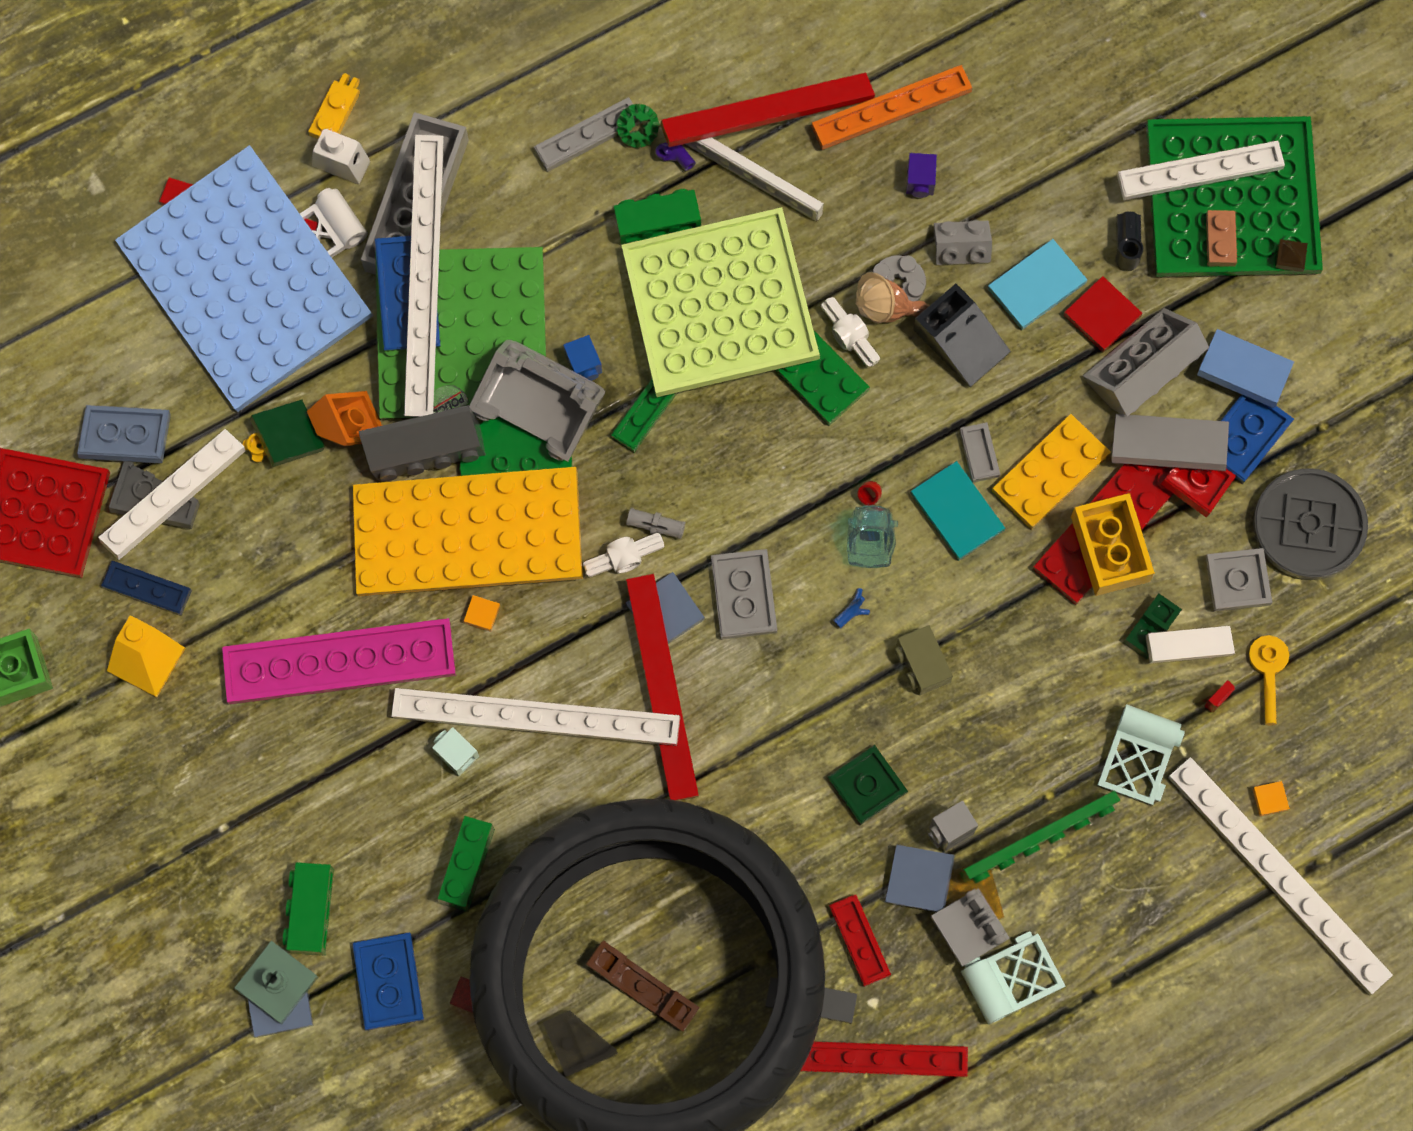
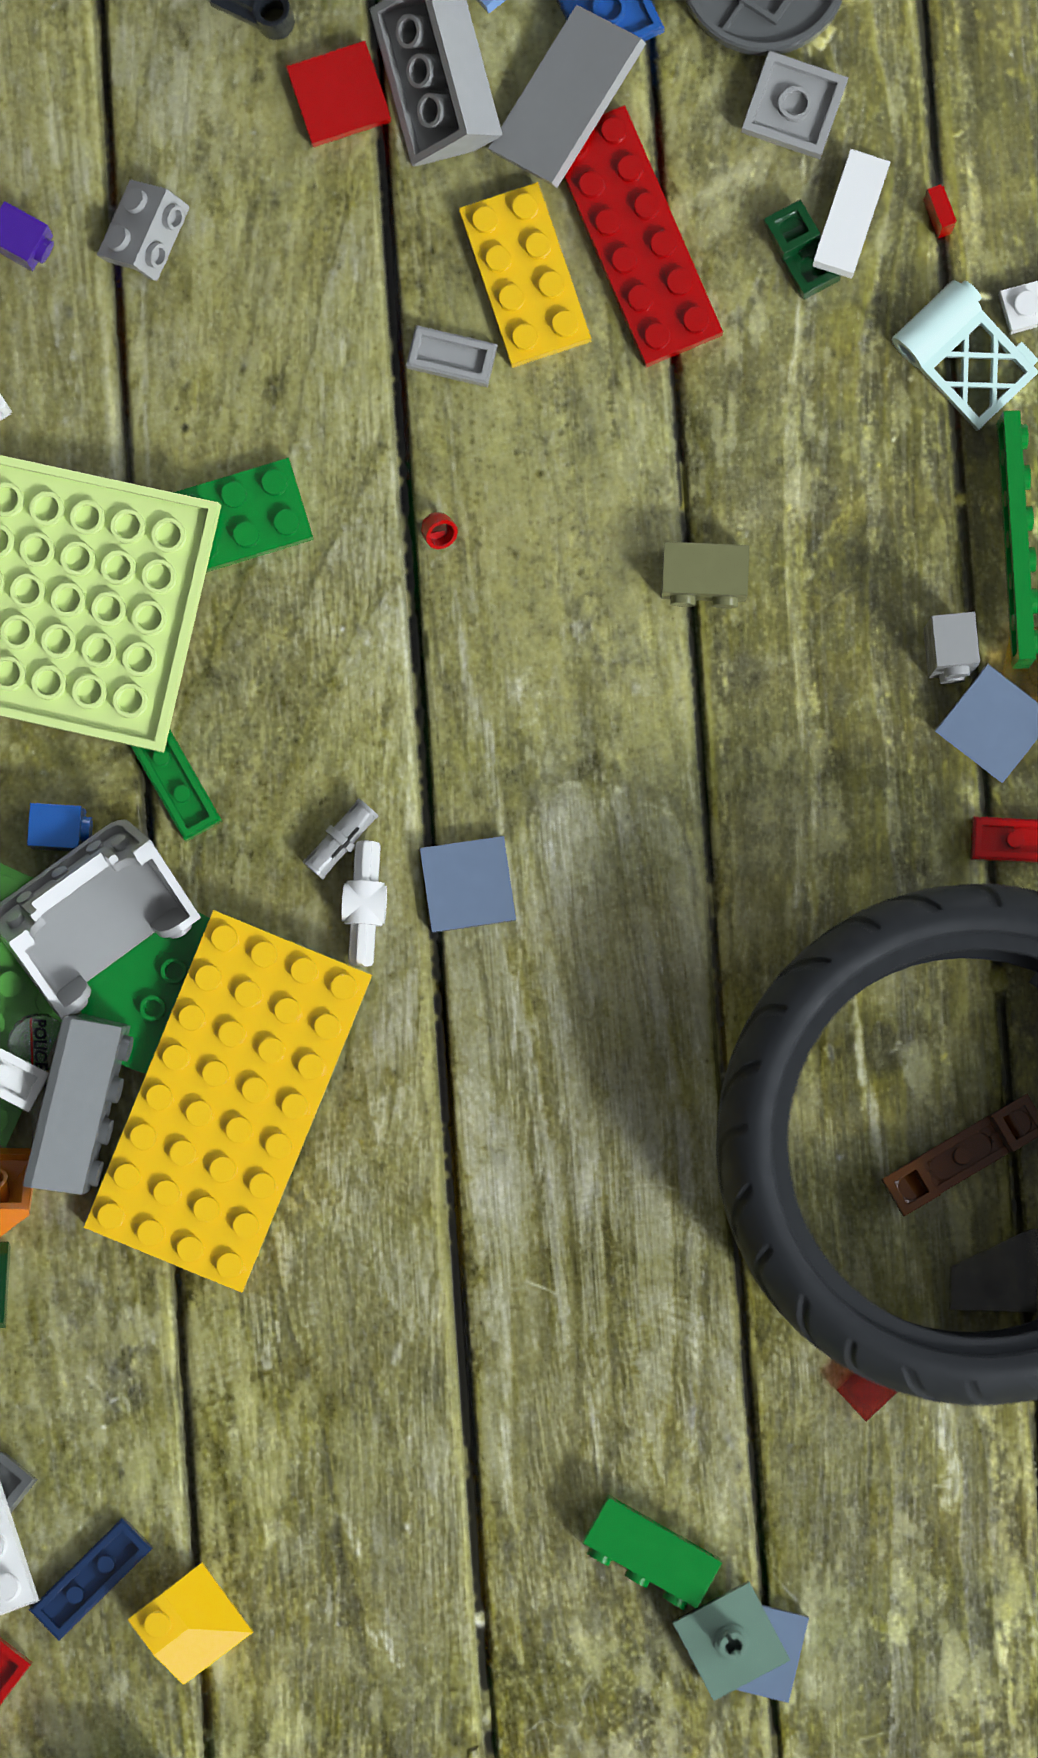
camera: 60 degrees left, 10 degrees up
(338, 661) = (325, 1360): dark pink plate -> none
(388, 981) = (796, 1489): blue tile -> none
(455, 750) = (527, 1258): light aqua brick -> none
(466, 863) = (691, 1313): green brick -> none
(482, 613) = (351, 1133): light orange tile -> none
(536, 716) = (534, 1128): white plate -> none
(661, 683) = (573, 938): red tile -> none
(744, 594) = (495, 767): light grey tile -> none
(850, 332) = (198, 445): white axle -> none
(852, 610) = (588, 632): blue bar -> none
(867, 785) = (834, 730): dark green tile -> none
(871, 537) = (502, 558): clear light blue helmet -> none
(884, 300) = (178, 376): tan piece -> none
(906, 269) = (143, 326): light grey plate -> none
(957, 510) = (519, 426): teal tile -> none
(961, 335) = (280, 297): slope -> none
(1037, 284) = (253, 159): medium azure tile -> none
(1112, 544) = (676, 244): yellow brick -> none
(1198, 487) = (647, 92): red tile -> none
(1269, 657) = (915, 120): yellow piece -> none

